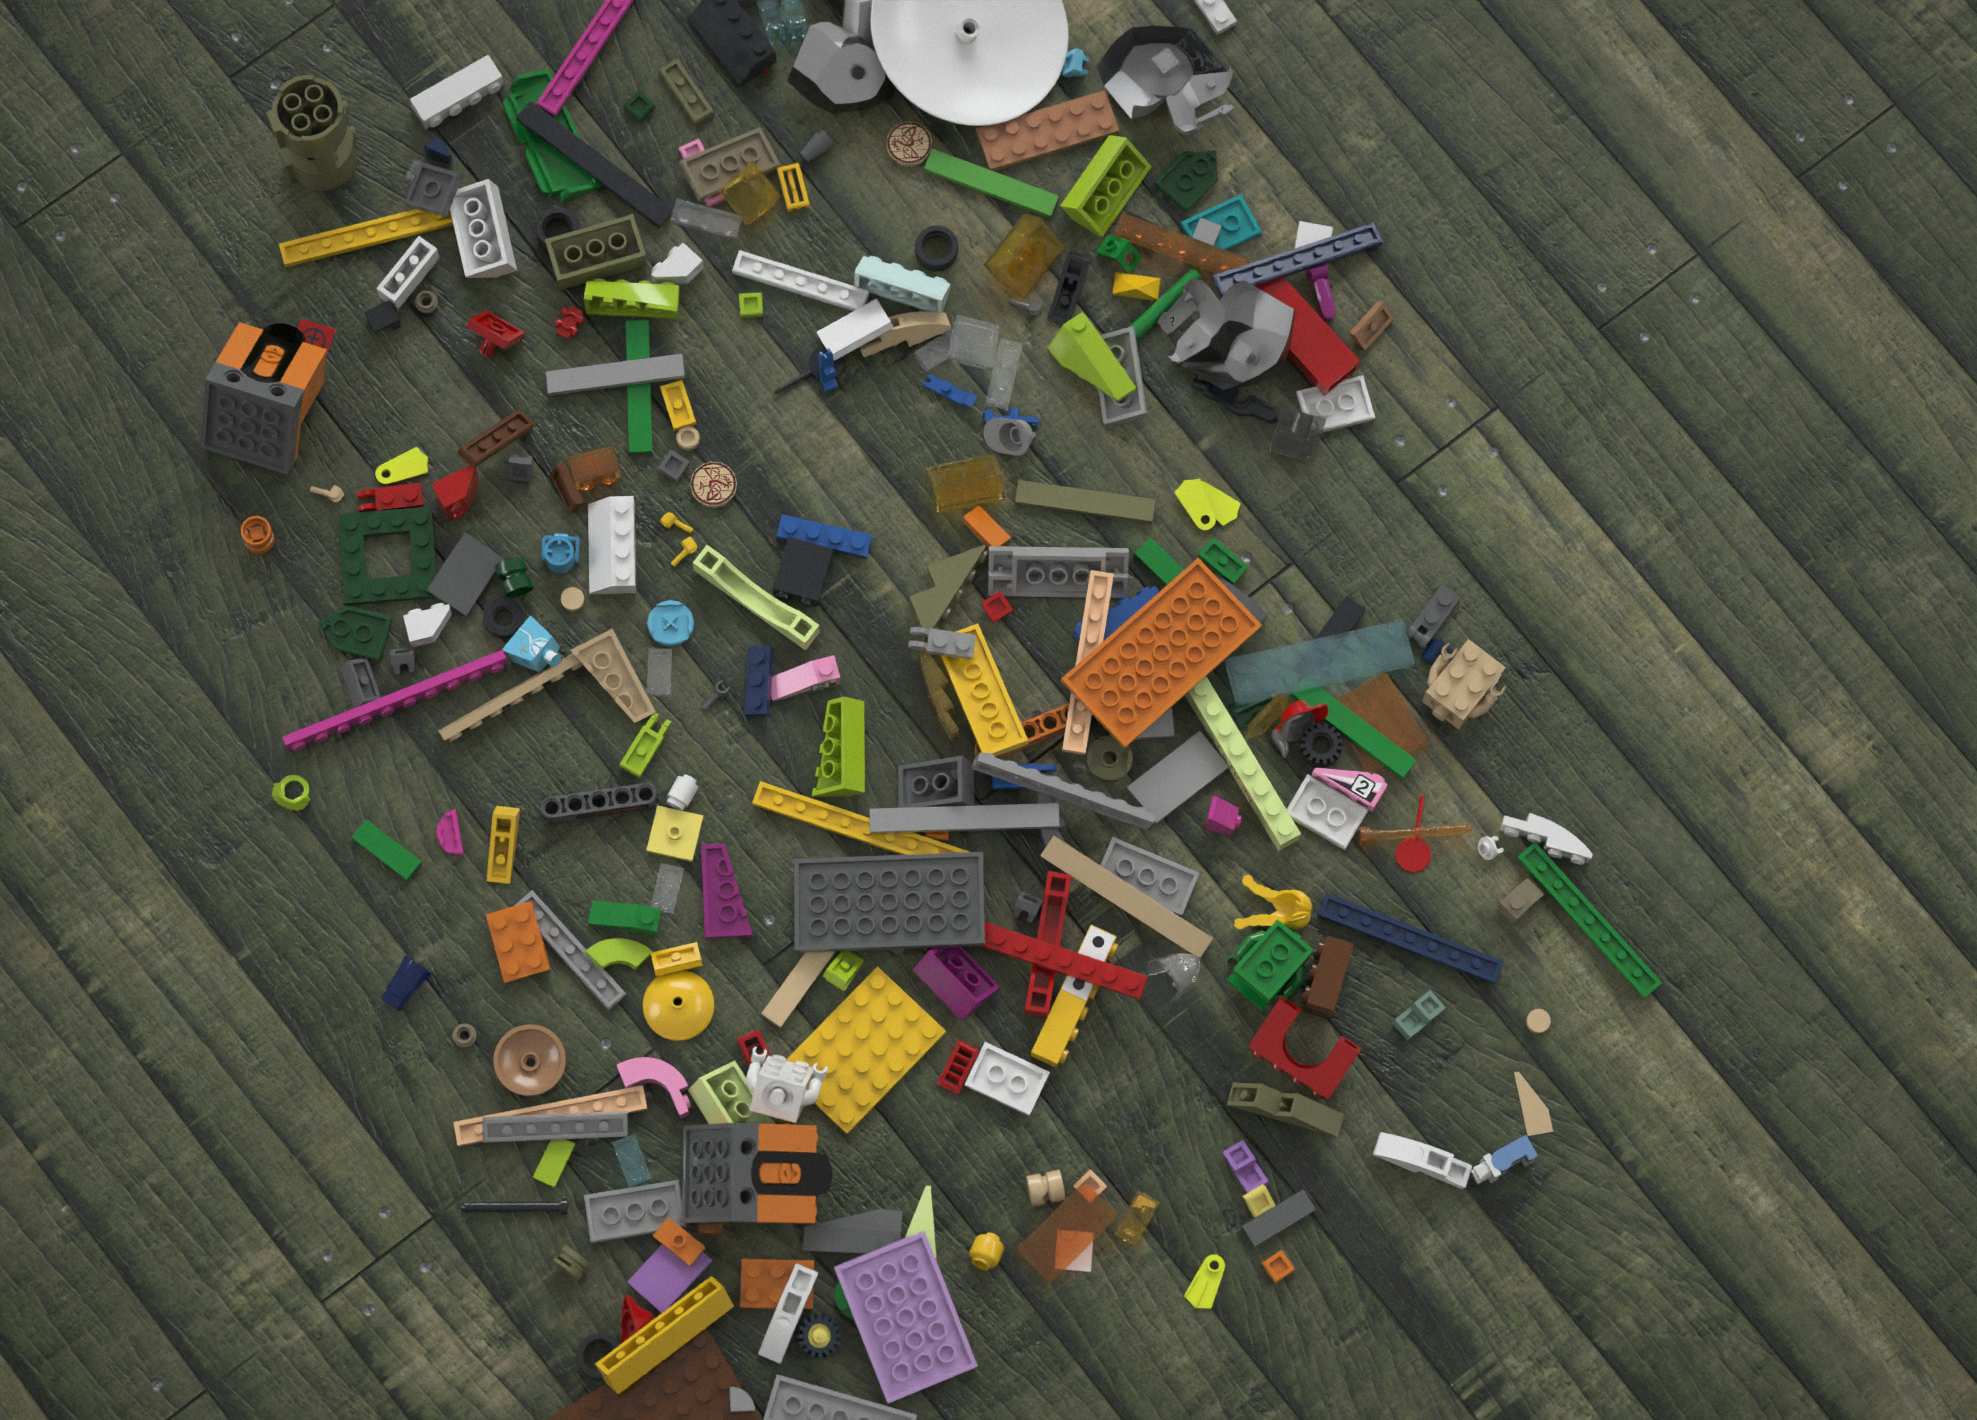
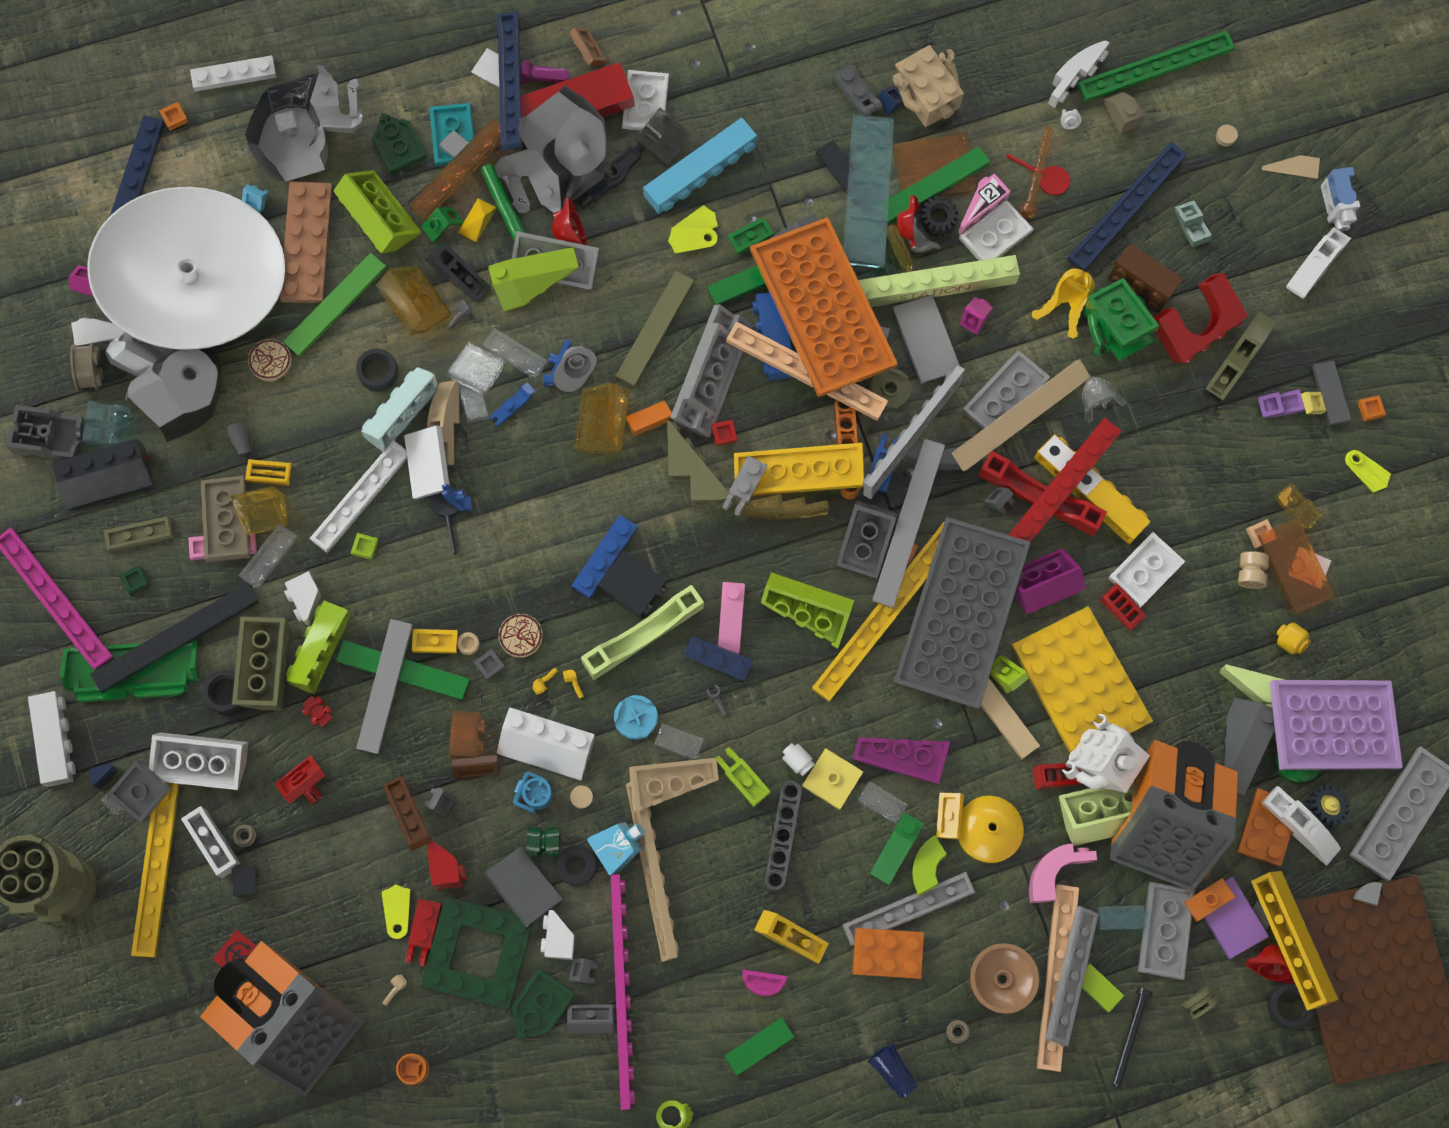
camera: 70 degrees left, 0 degrees up
(1161, 378) = (568, 225): none -> red hat
(1281, 484) = (700, 165): none -> medium azure brick

